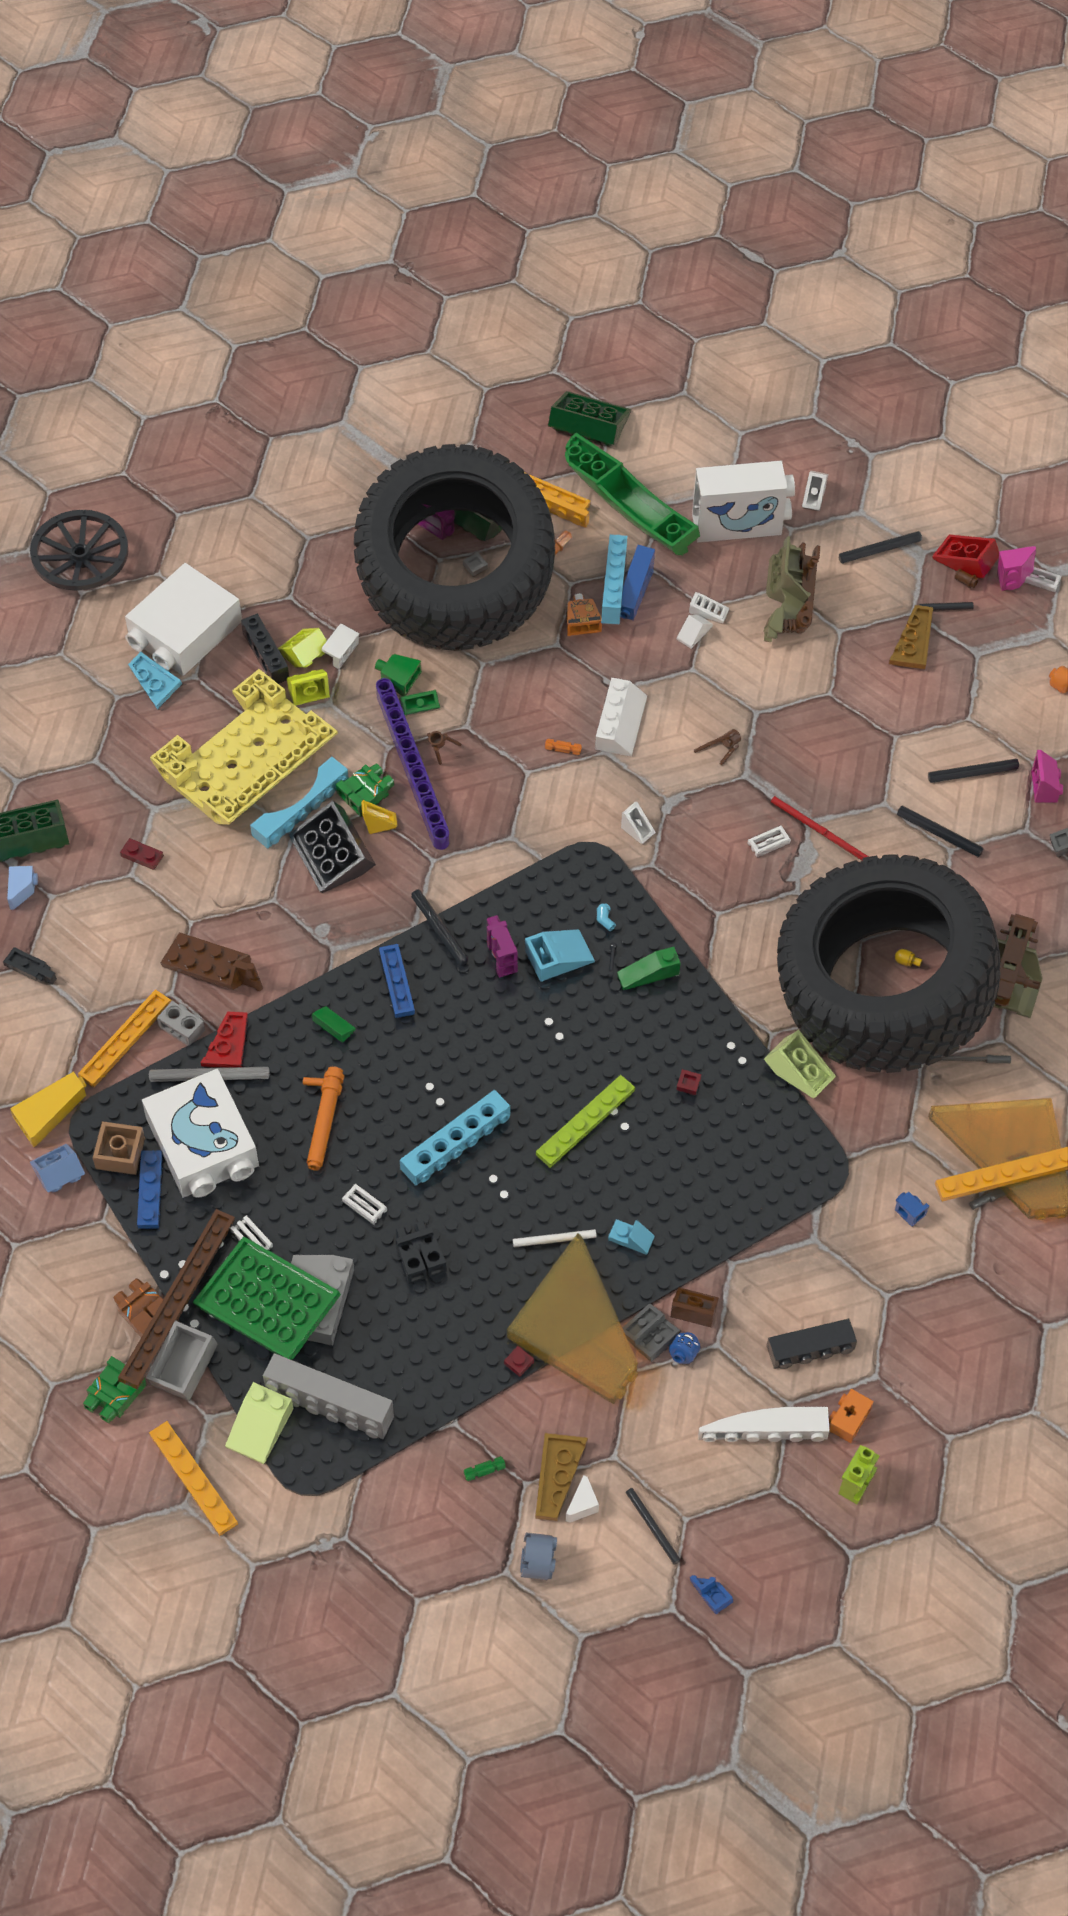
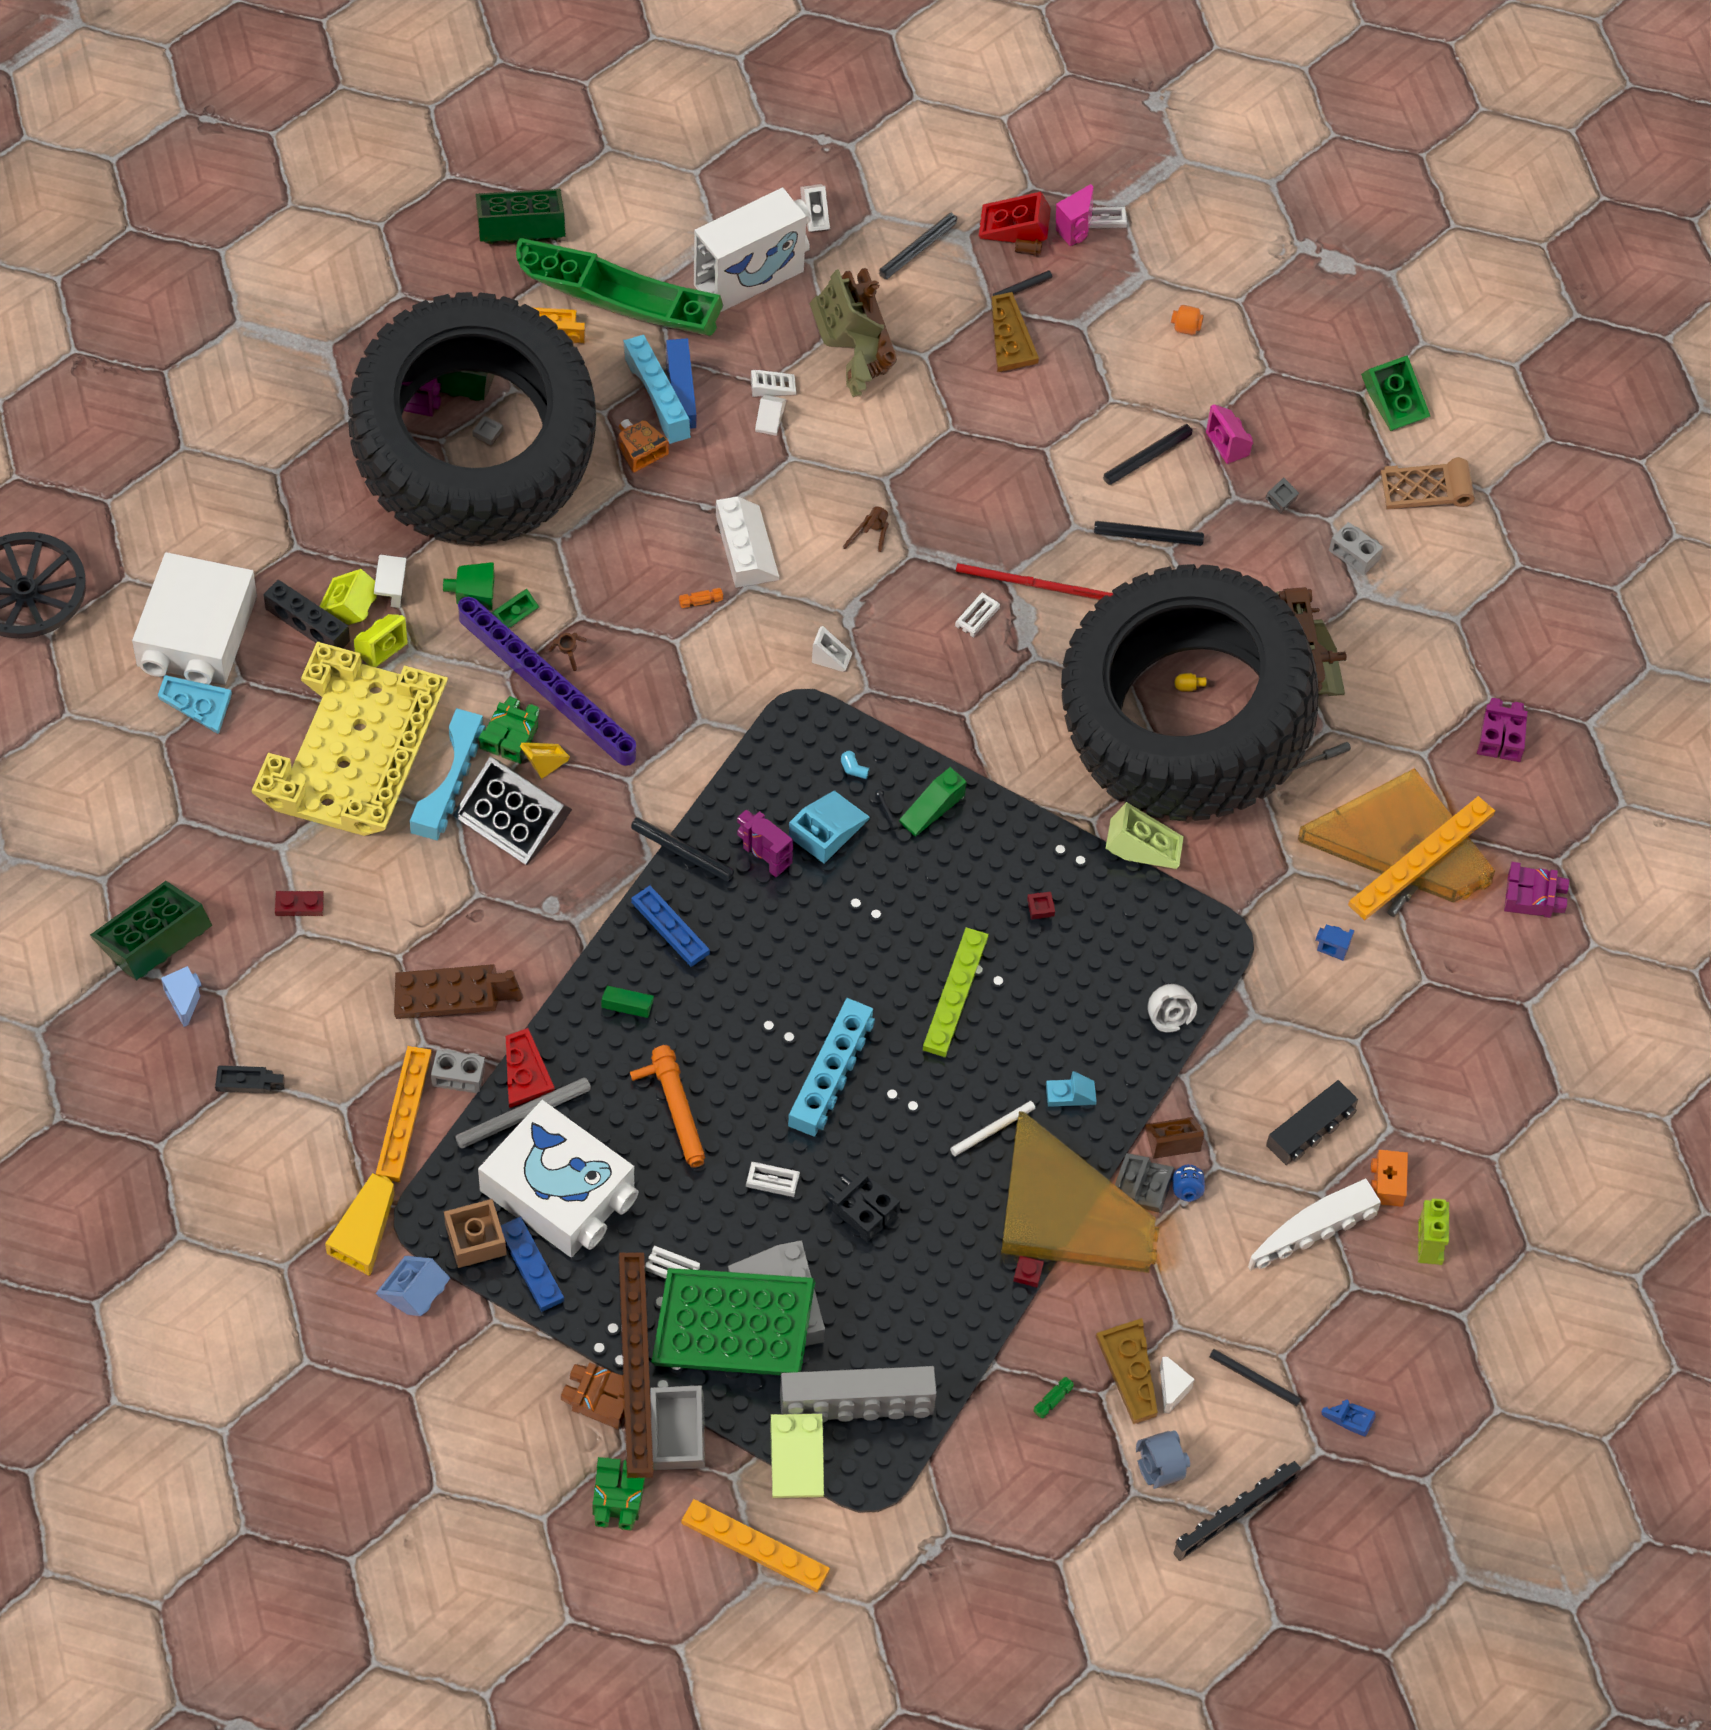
camera: 30 degrees left, 0 degrees up
(584, 1623) = (1243, 1504): none -> black plate
(745, 1204) = (1171, 1007): none -> white cylinder

